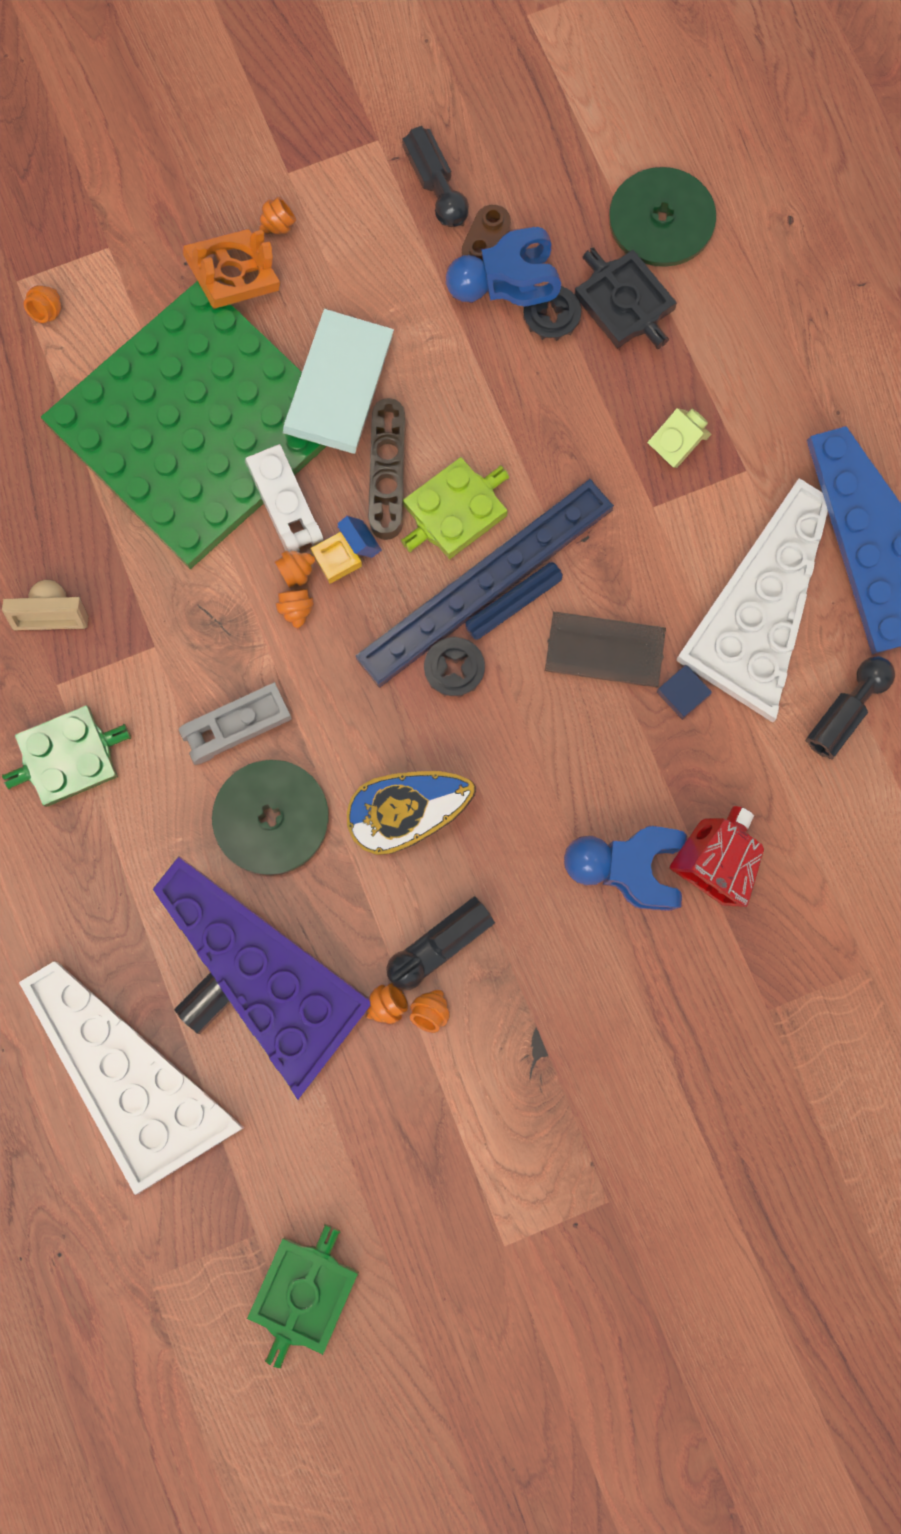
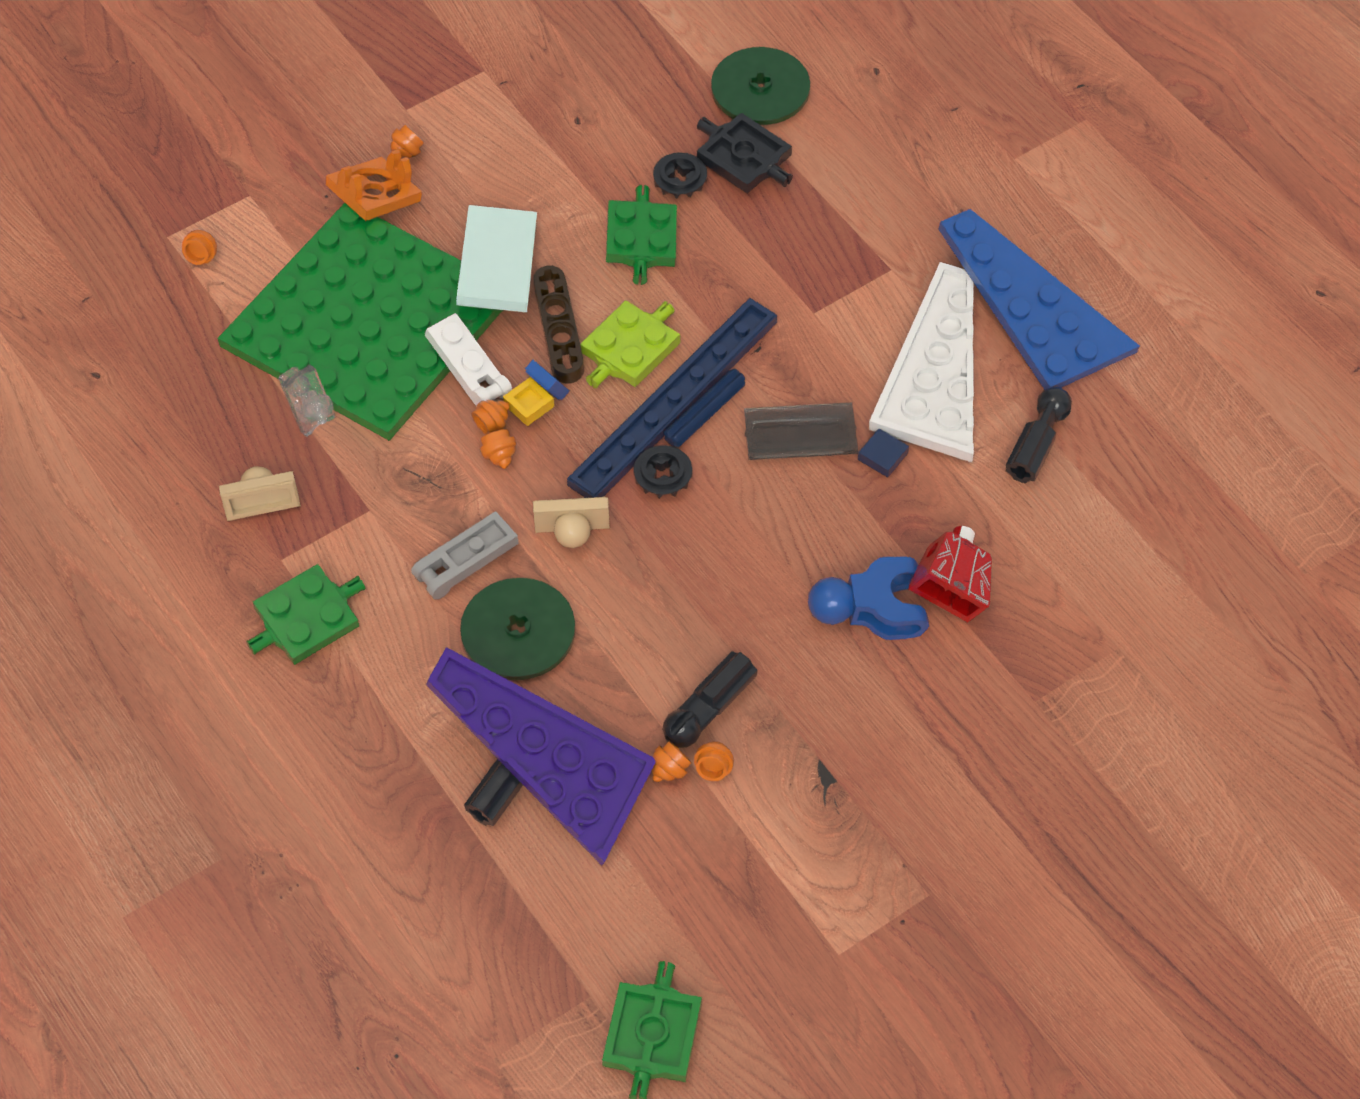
camera: 15 degrees left, 20 degrees down
(109, 512) = (306, 398): none -> clear hips
(135, 1095) = (439, 888): white wing -> none
(348, 707) = (571, 518): none -> tan tile
(406, 808) = (647, 591): shield -> none
(434, 175) = (545, 86): black piece -> none
(484, 233) = (605, 122): reddish brown plate -> none
(495, 377) = (641, 234): none -> green plate
(507, 271) = (630, 147): blue piece -> none
(679, 436) = (822, 249): yellowish green bracket -> none

